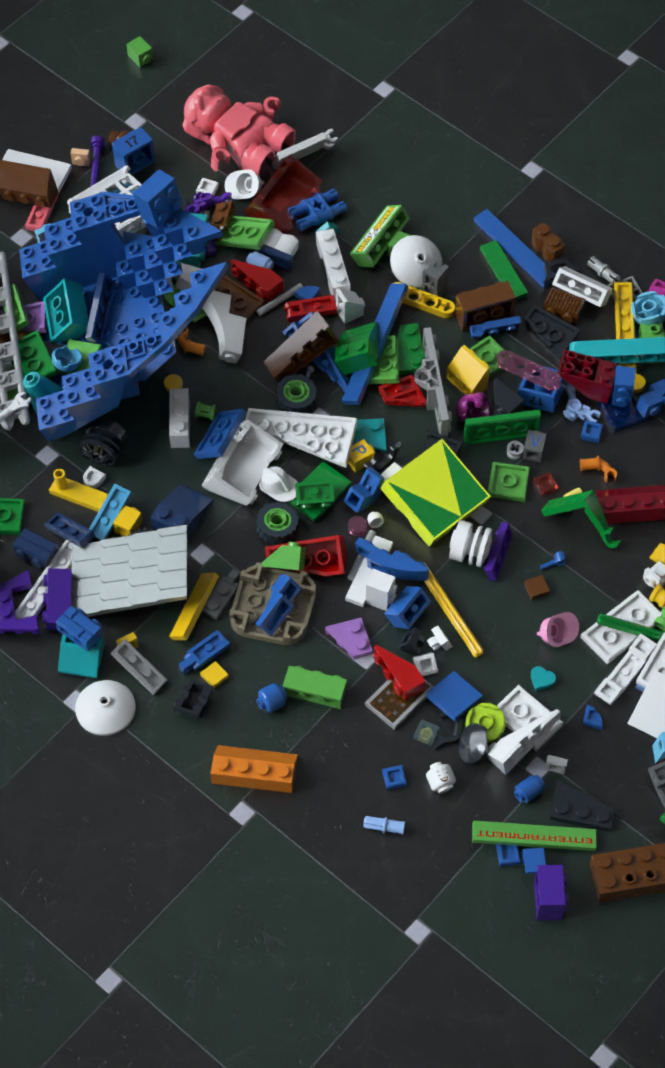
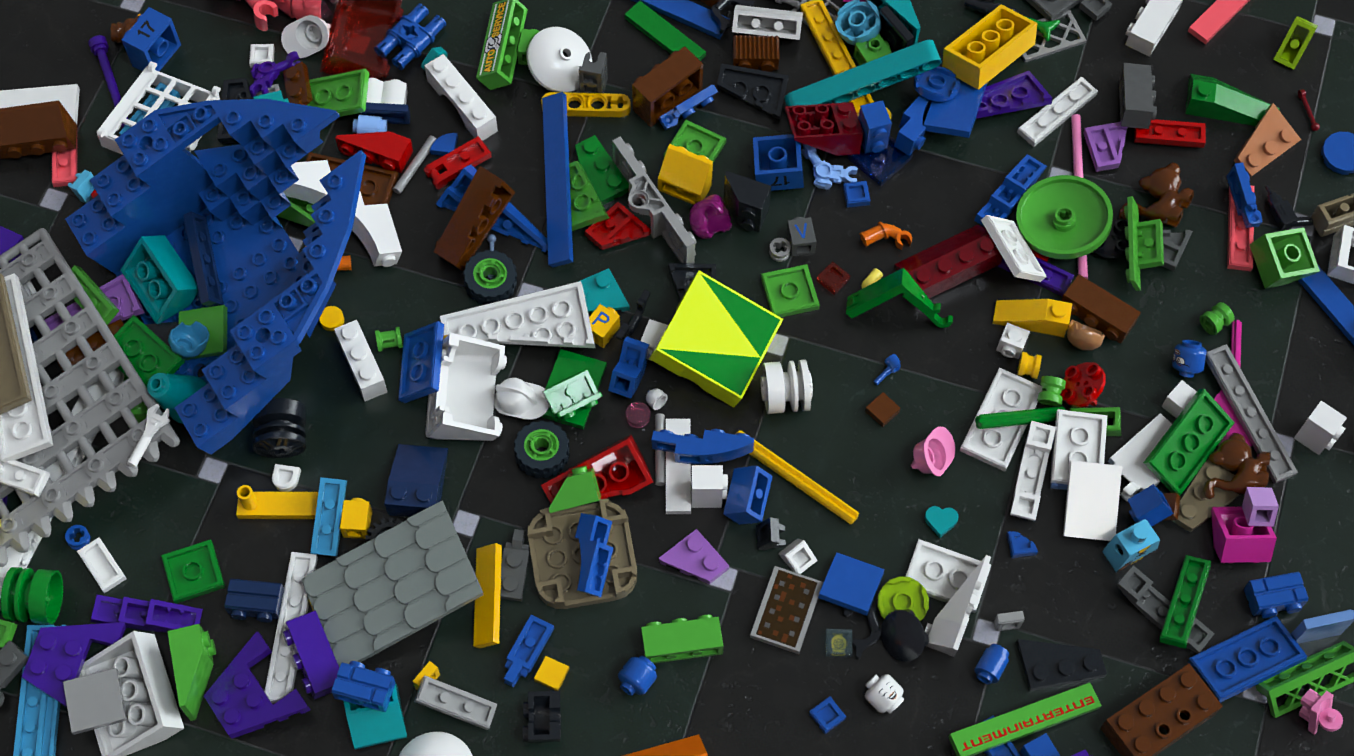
camera: 25 degrees left, 5 degrees up
(70, 530) = (288, 558): dark blue tile -> none
(80, 157) = (85, 70): light nougat plate -> none
(158, 198) = (237, 97): blue brick -> none
(349, 305) = (504, 143): white slope -> none
(357, 348) = (540, 192): green slope -> none
(404, 675) = (781, 582): red slope -> none
(439, 639) = (802, 519): white tile -> none
(498, 551) = (817, 363): dark purple plate -> none
(500, 427) = (754, 228): green tile -> none
(509, 360) = (757, 143): clear pink beam -> none

